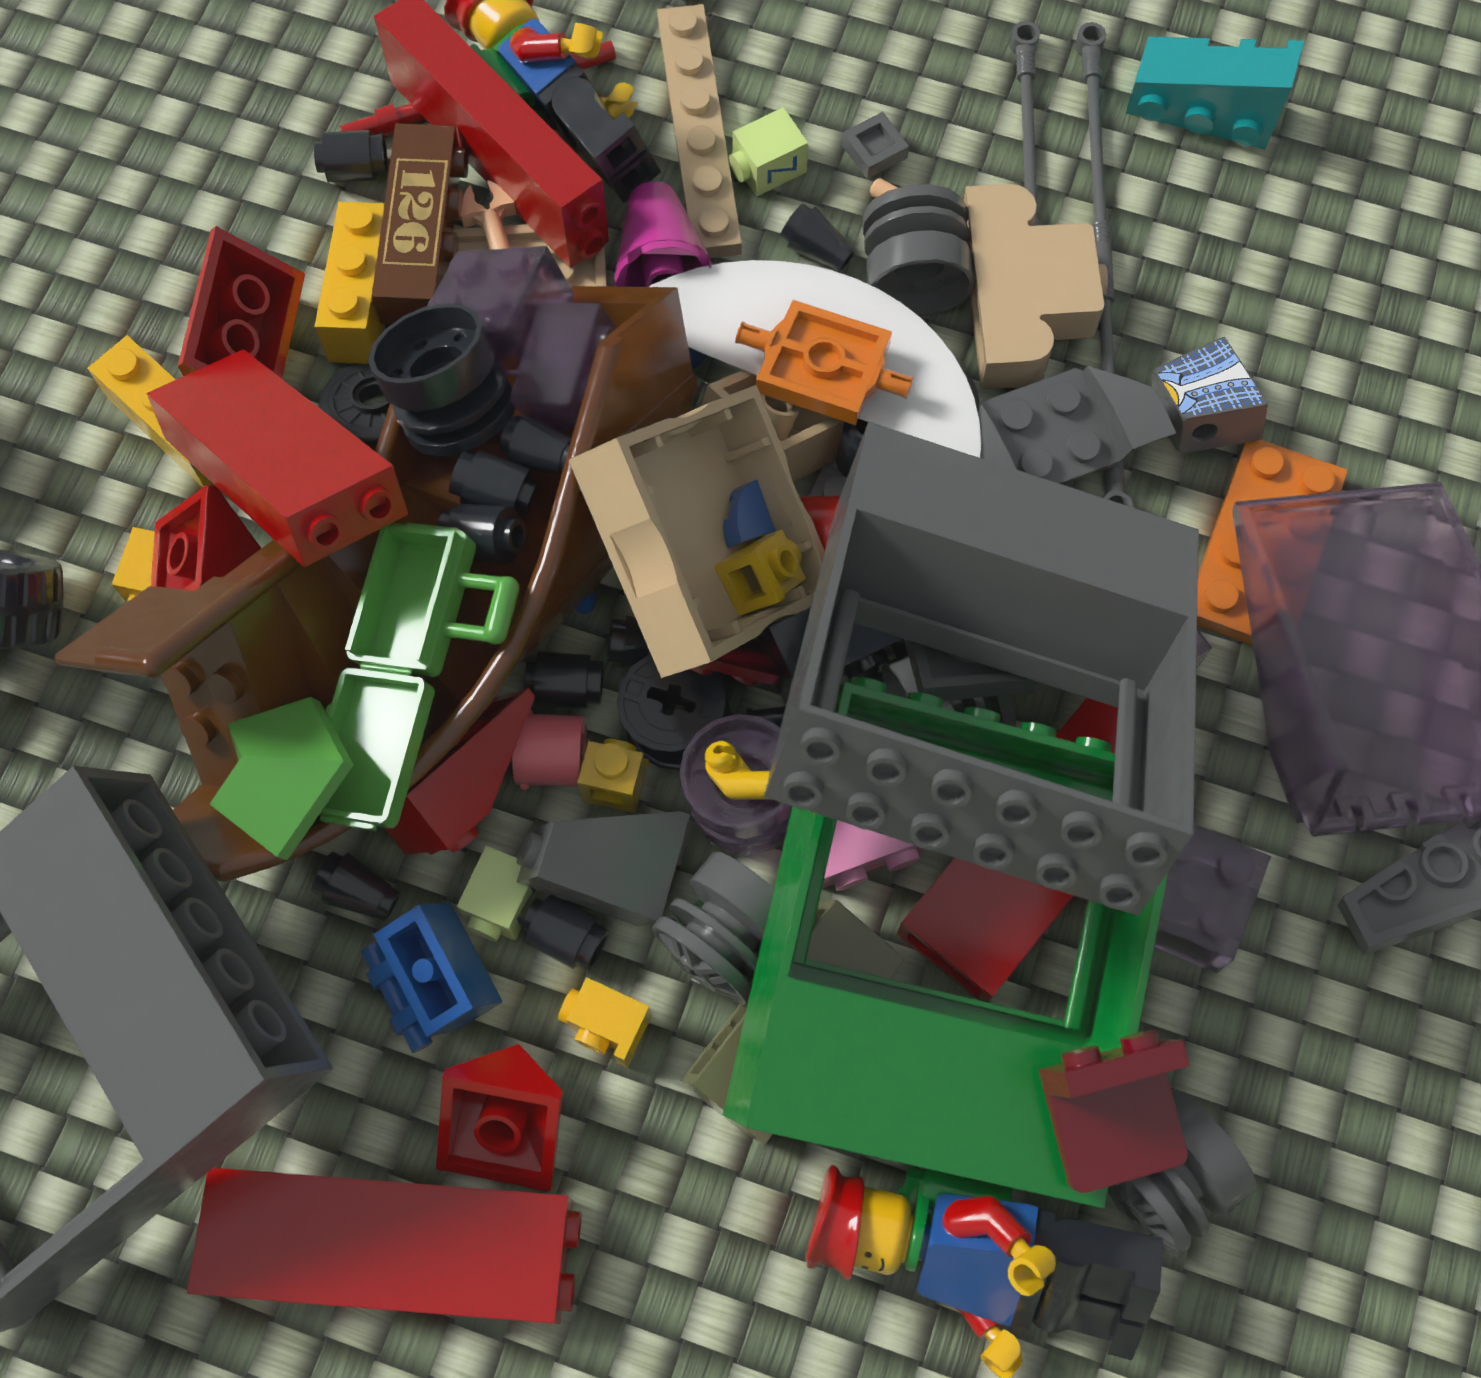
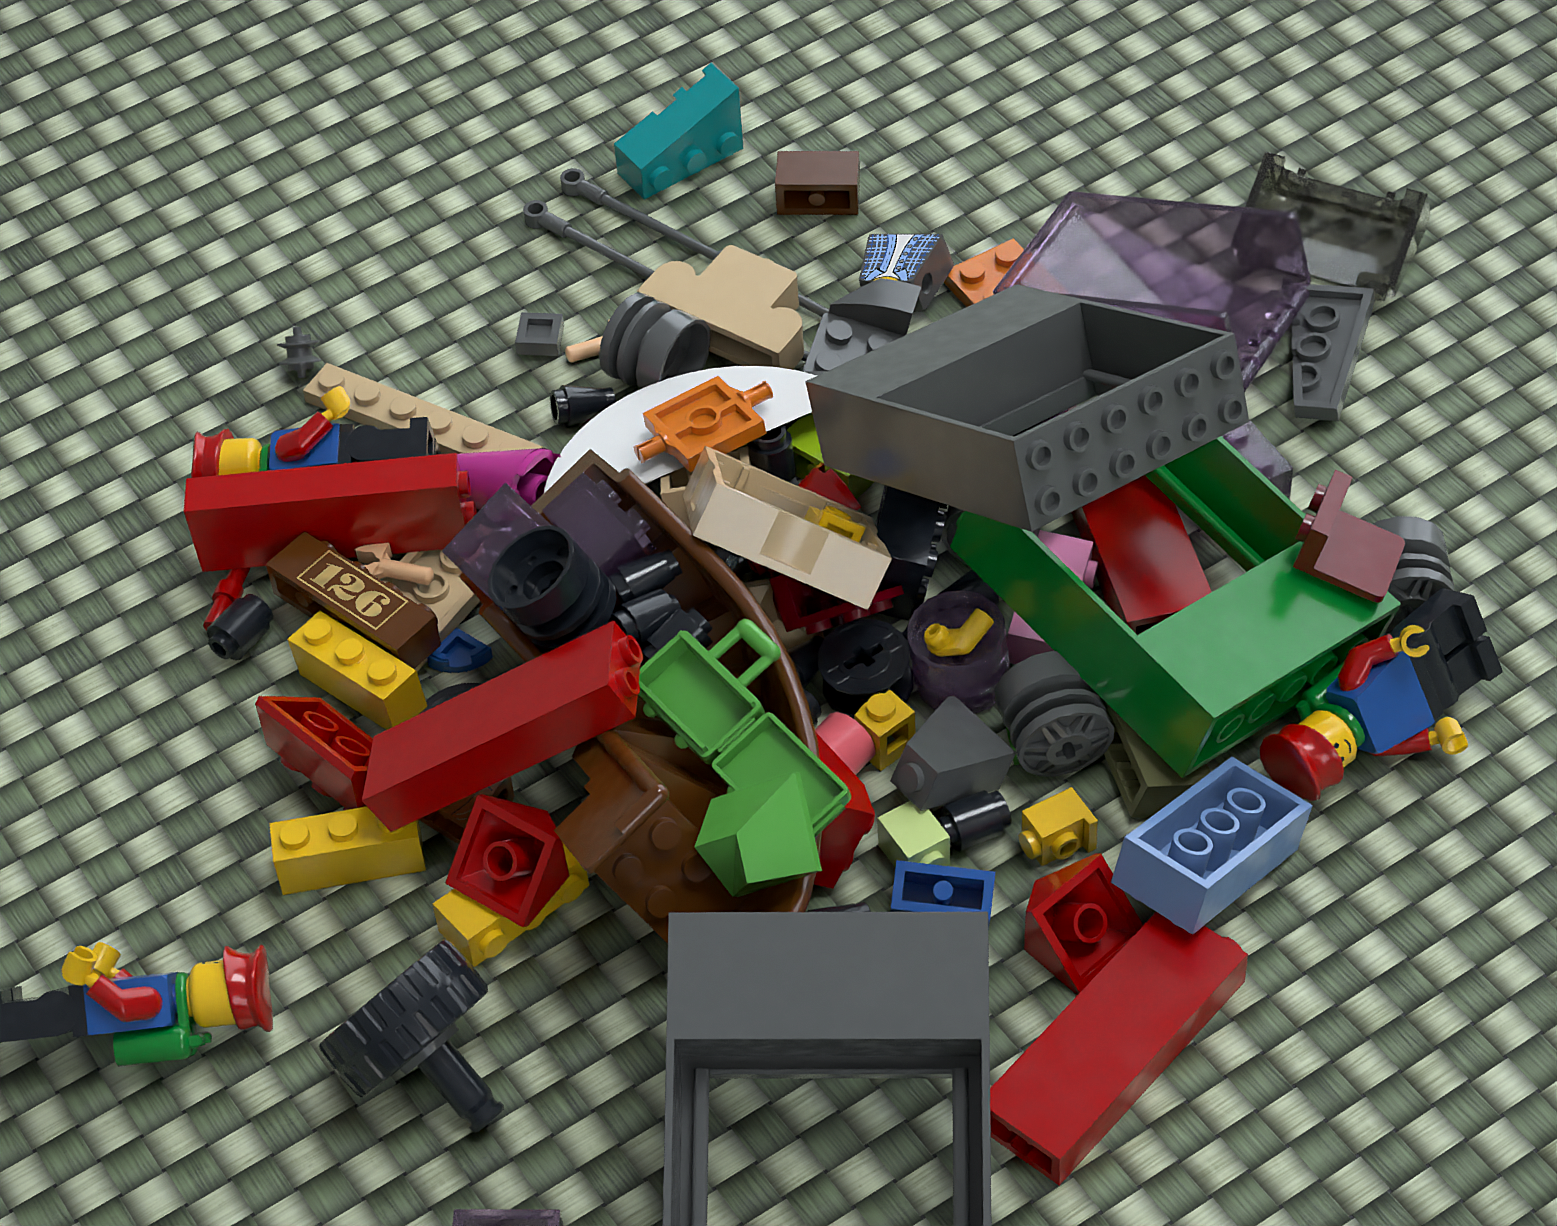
camera: 50 degrees left, 20 degrees down
(657, 1201) = (1211, 844): none -> medium blue brick
(769, 152) = (488, 389): yellowish green brick -> none
(1265, 243) = (817, 183): none -> reddish brown brick

